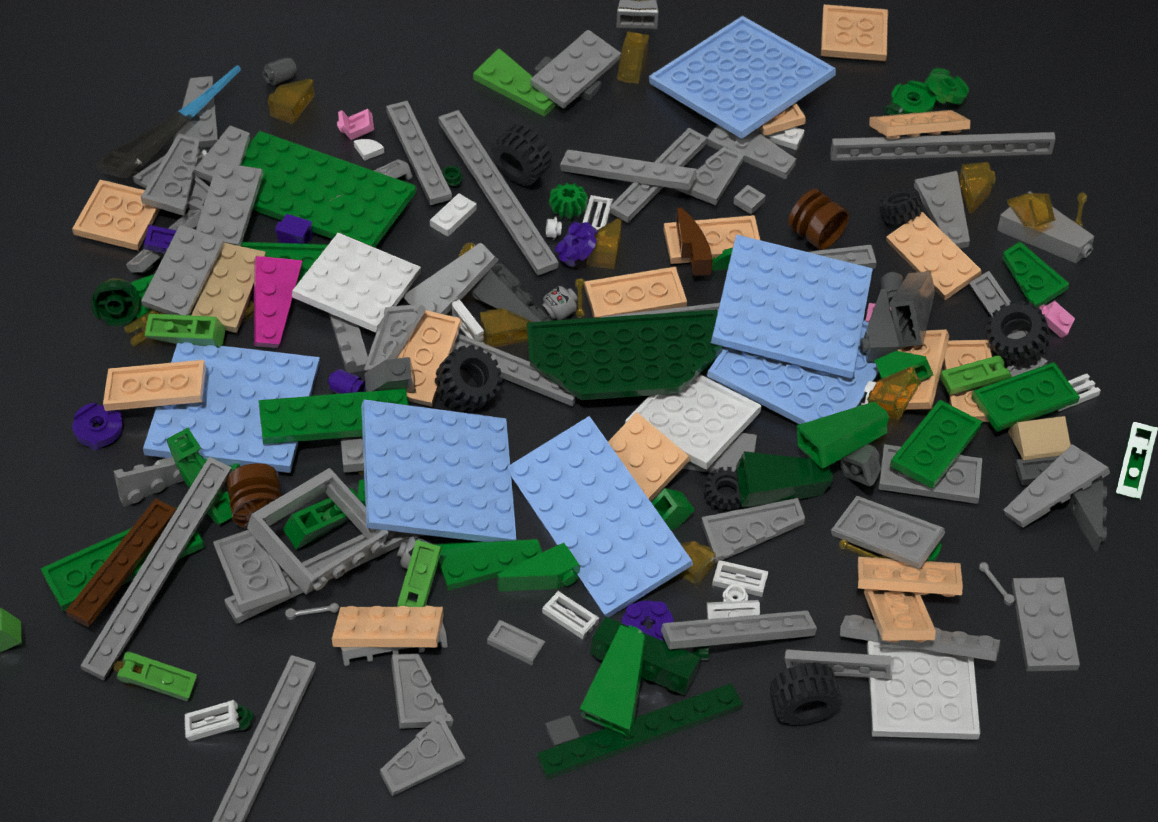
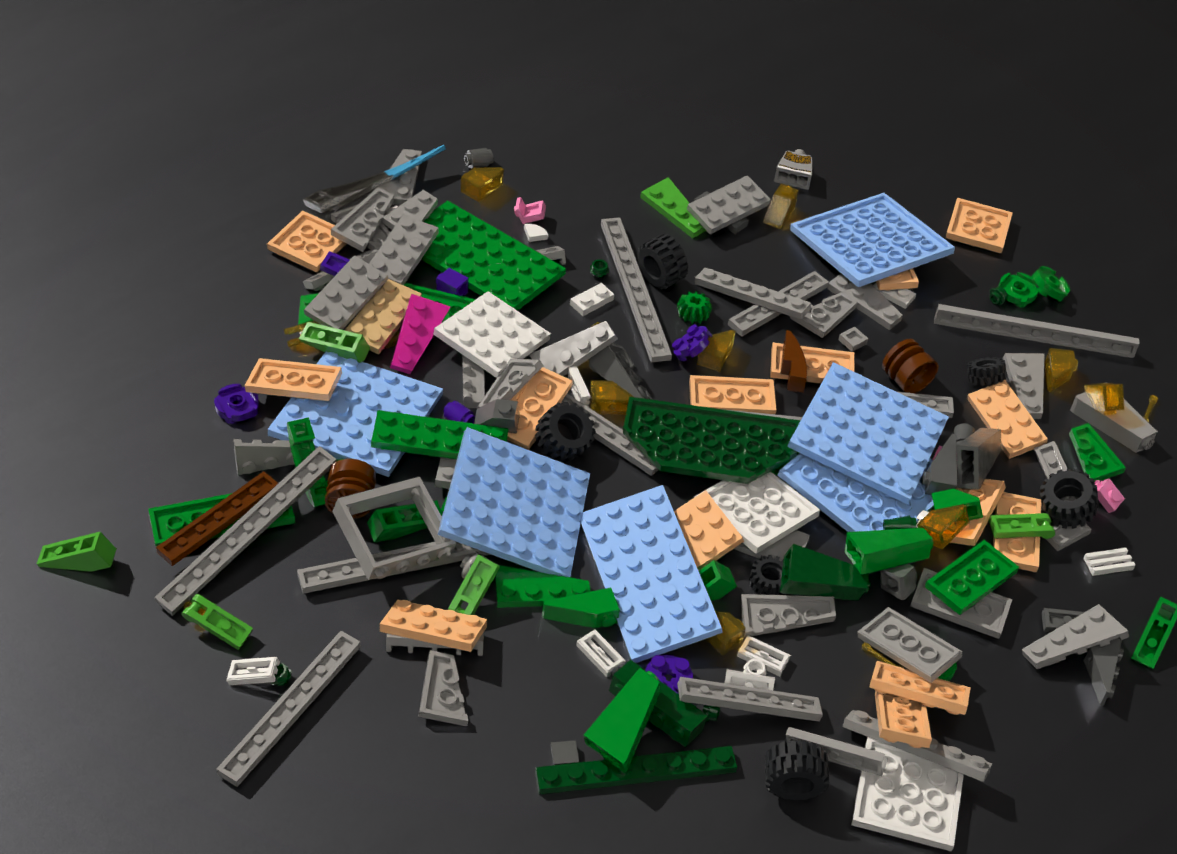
camera: 10 degrees right, 5 degrees down
(115, 302) = (283, 307): dark green cylinder -> none
(250, 571) = (326, 551): light grey plate -> none
(291, 613) = (353, 596): light grey hinge -> none
(419, 153) = (577, 244): light grey plate -> none
(423, 758) = (436, 746): light grey wing -> none
(516, 642) = (545, 665): light grey tile -> none
(553, 228) = (675, 327): white plate -> none
(559, 303) = (663, 388): light grey head -> none
(579, 283) = (686, 377): clear yellow hinge -> none
(600, 200) = (723, 314): white tile -> none
(722, 261) = (814, 384): green tile -> none
(847, 402) = (899, 523): none -> dark green cone
(918, 123) = (1013, 307): light nougat plate -> none
(1008, 598) = (1009, 730): light grey hinge -> none
(1025, 396) = (1064, 554): green tile -> none
(1040, 437) = (1070, 592): tan slope -> none
(1045, 624) = (1038, 761): light grey plate -> none

